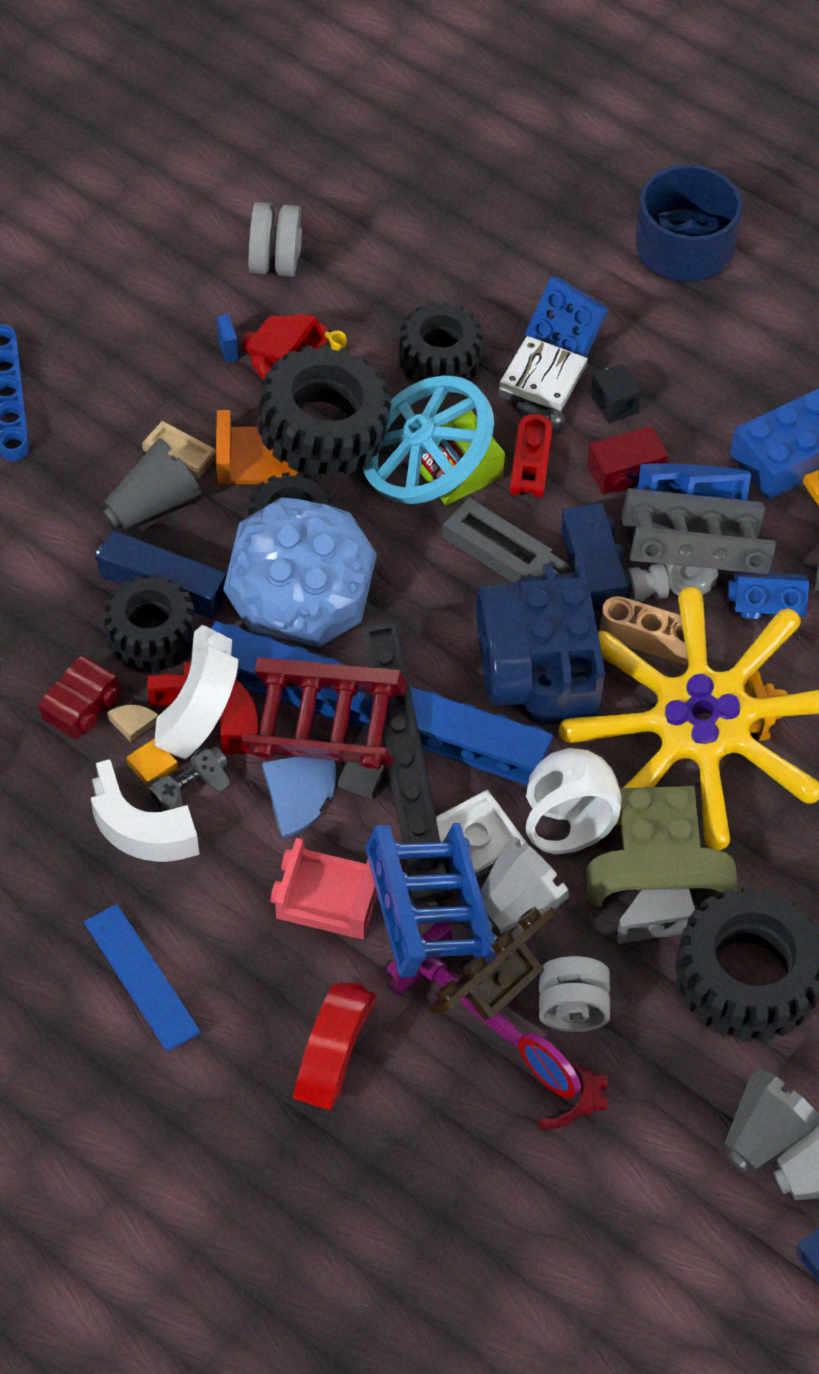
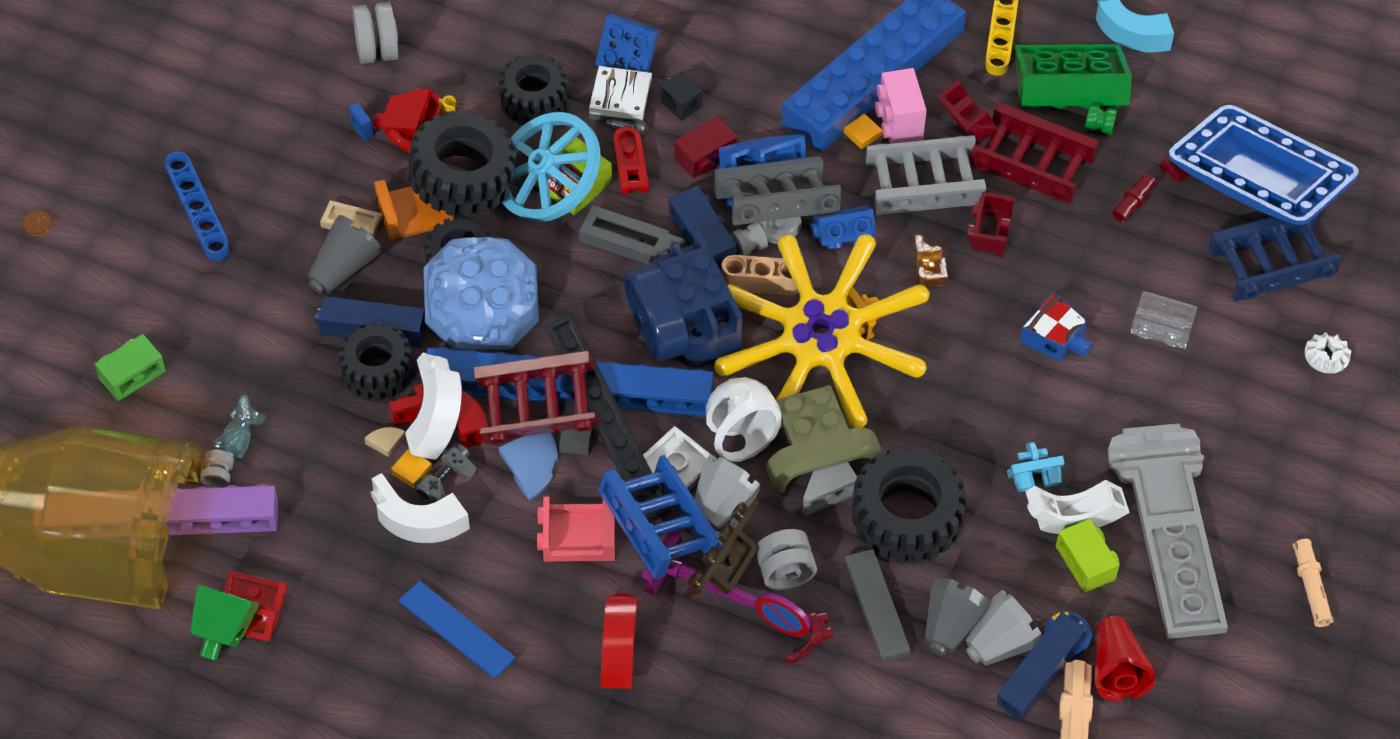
camera: 15 degrees left, 0 degrees up
(79, 697) = (339, 431): dark red brick -> none
(676, 1084) = (877, 606): none -> dark grey tile

